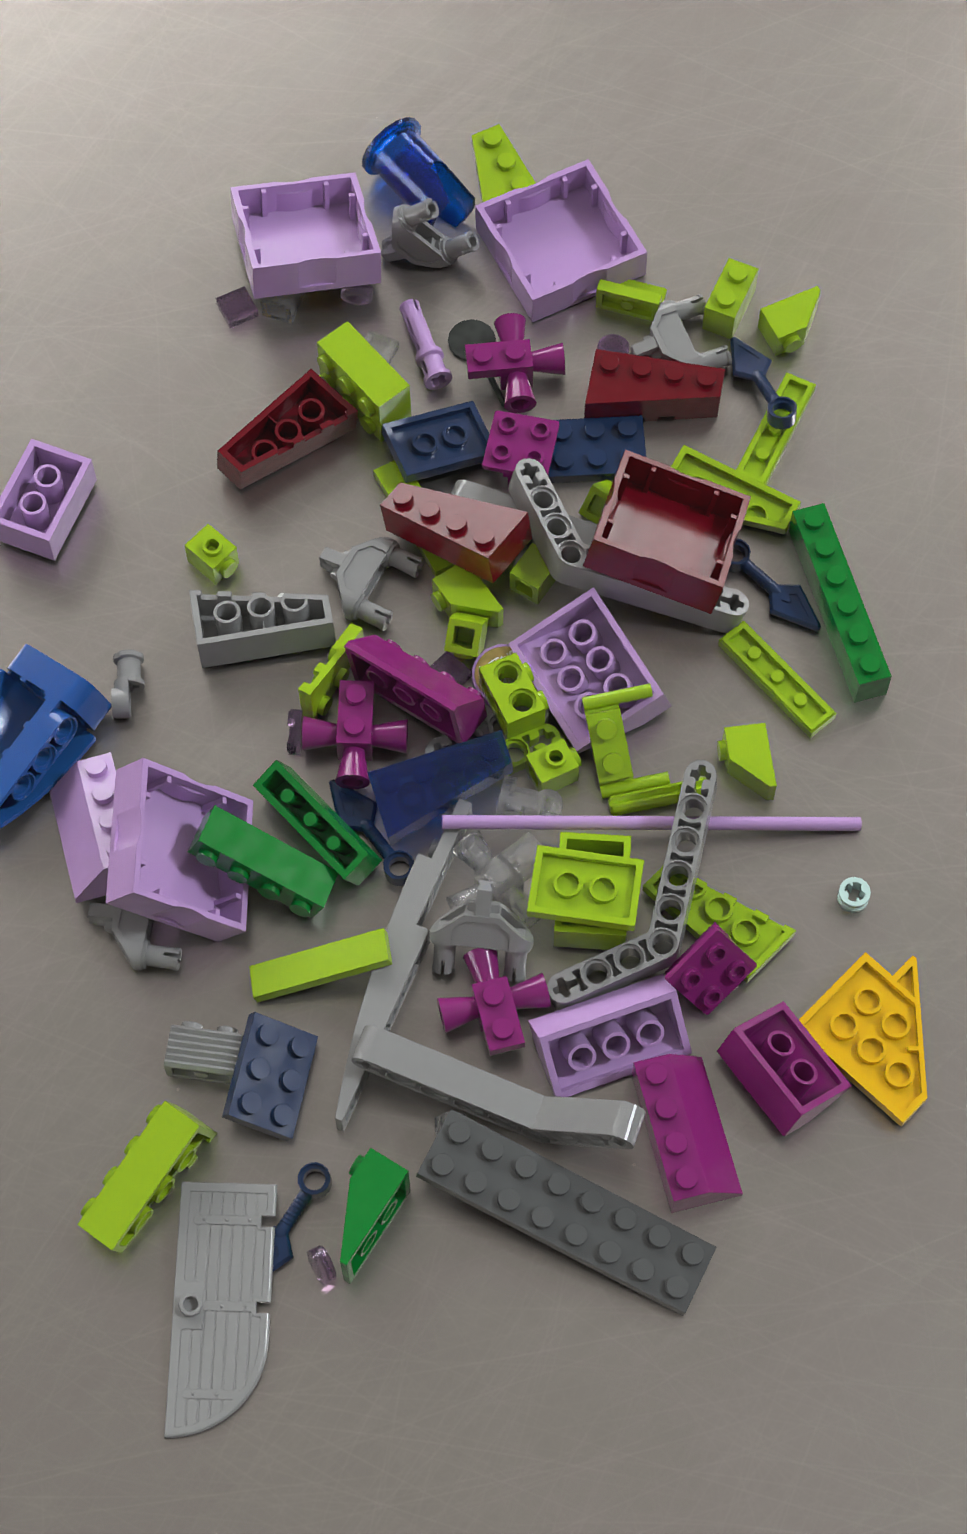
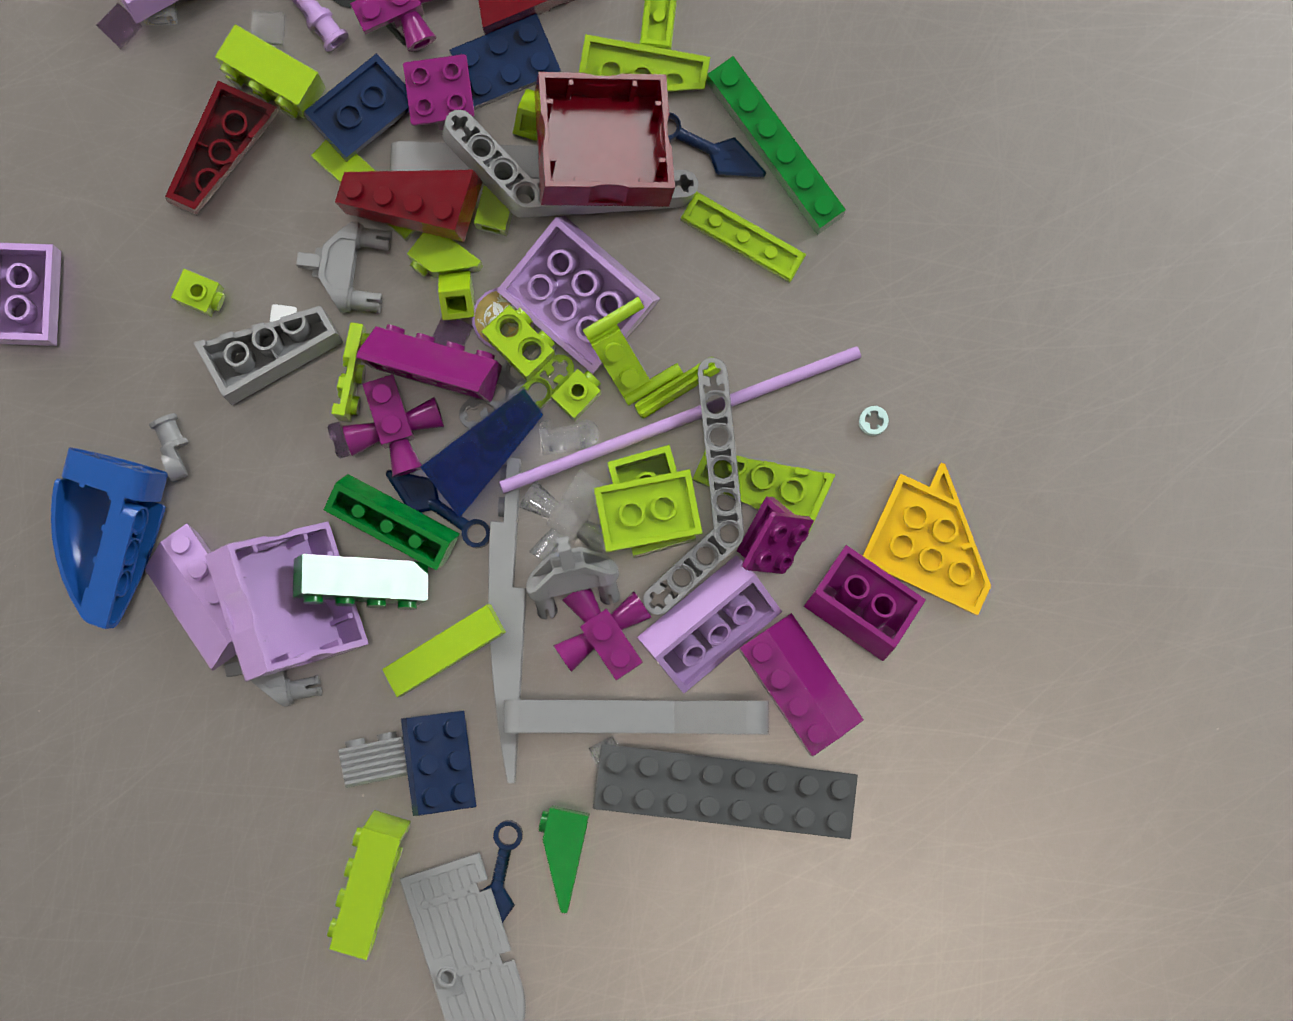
camera: 20 degrees left, 20 degrees up
(321, 1264) = (541, 905): tile -> none
(749, 757) = (744, 325): lime slope -> none

